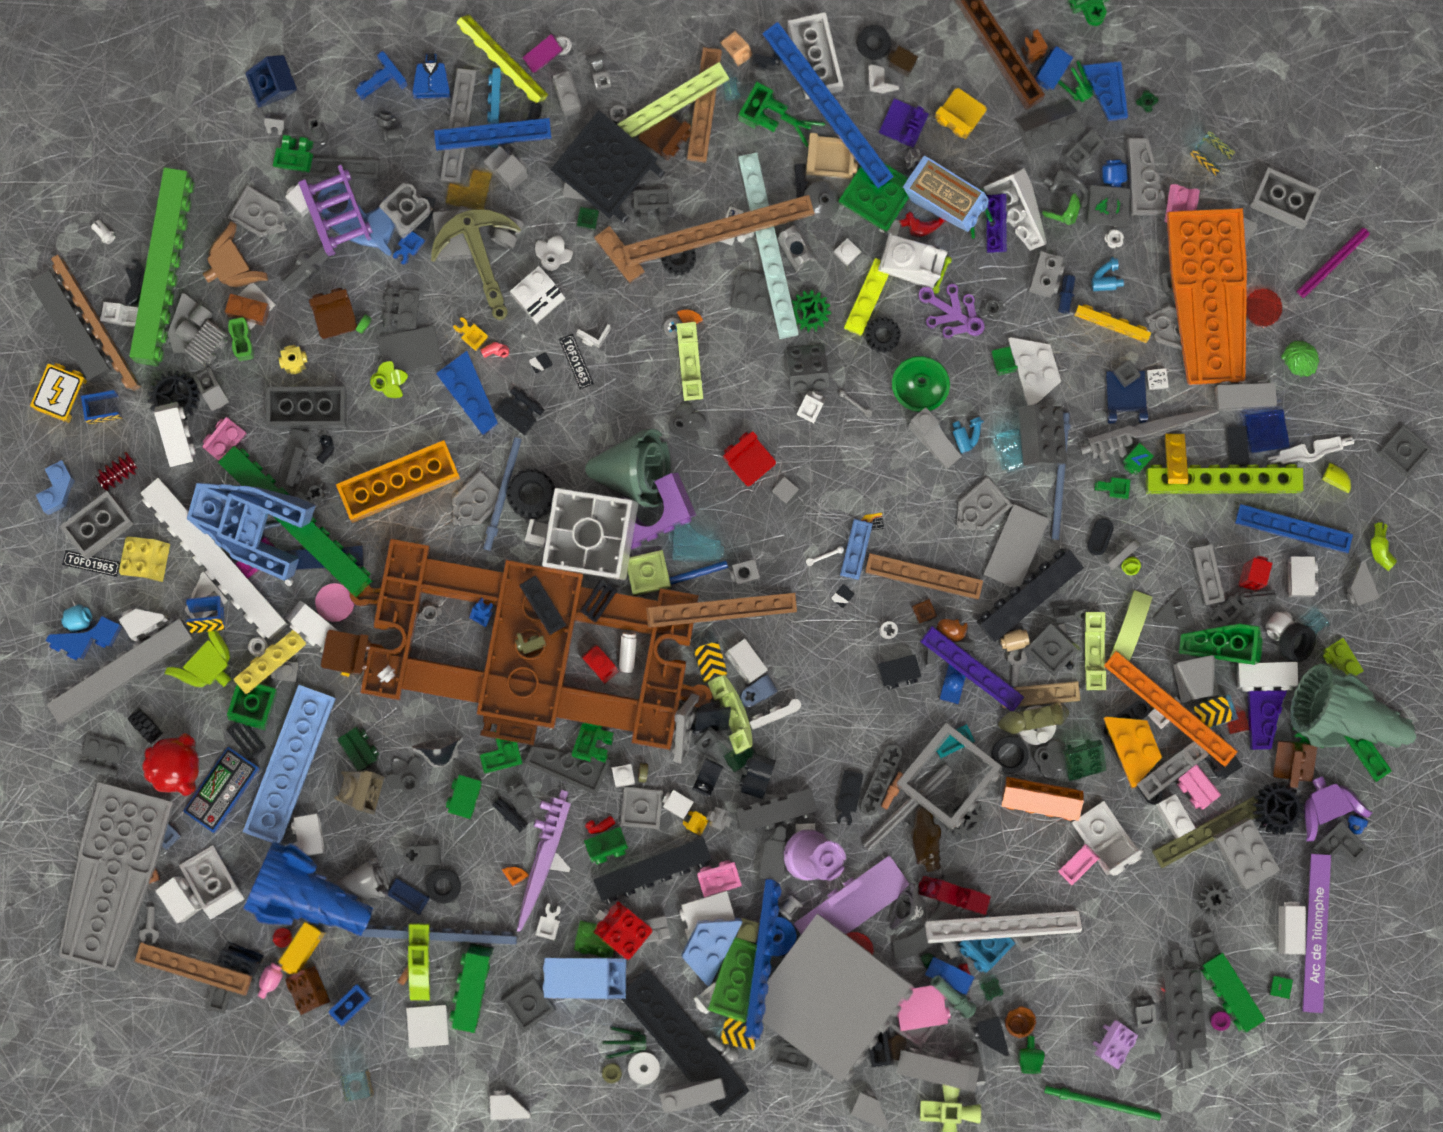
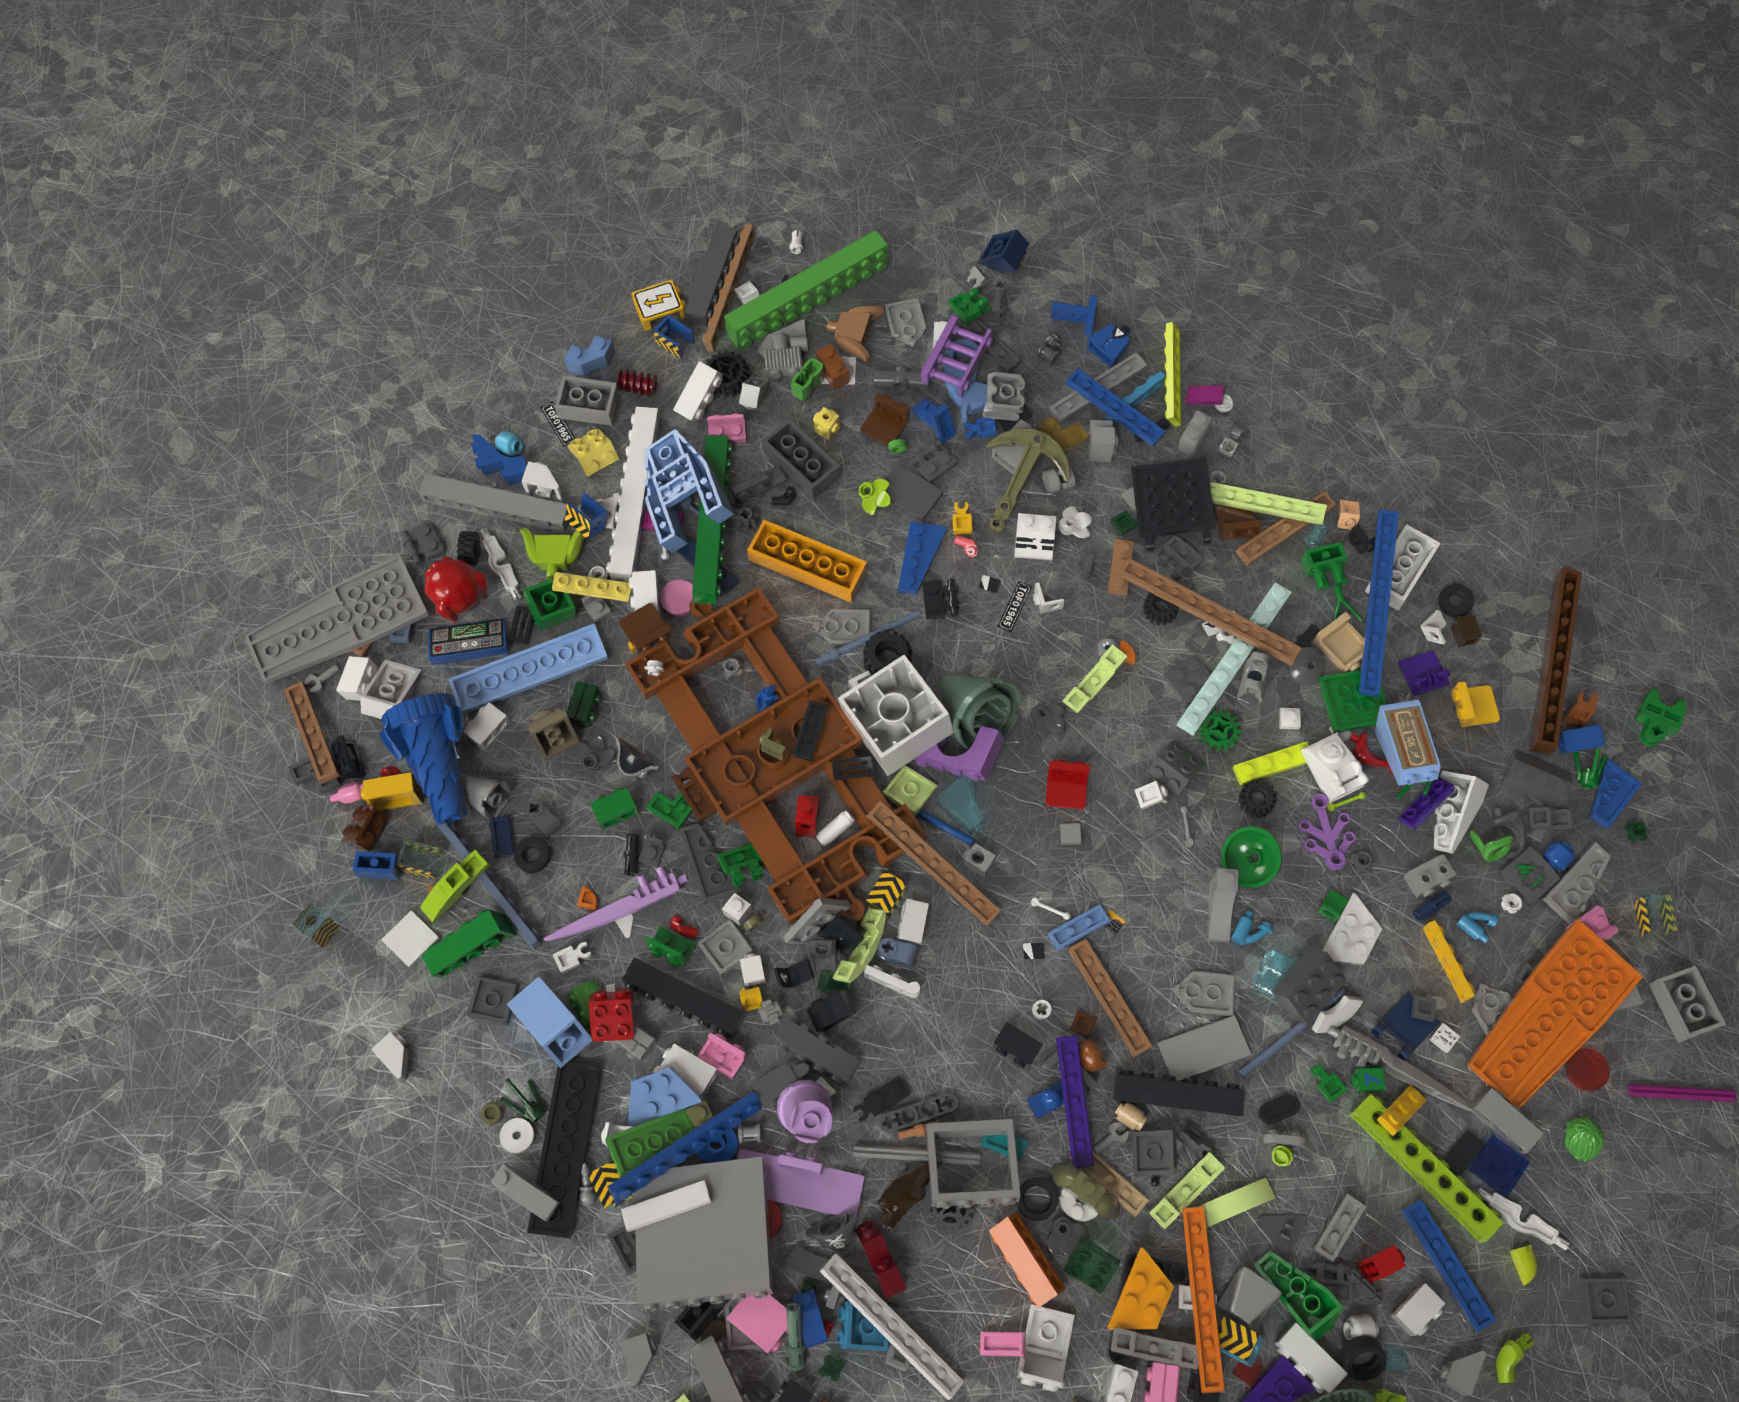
camera: 55 degrees right, 15 degrees down
(187, 713) = (504, 571): none -> white piece
(360, 978) = (410, 846): none -> clear light blue piece
(367, 274) = (936, 418): none -> blue bracket
(791, 1007) = (666, 1206): none -> white tile
(1078, 435) = (1338, 1014): none -> white tile

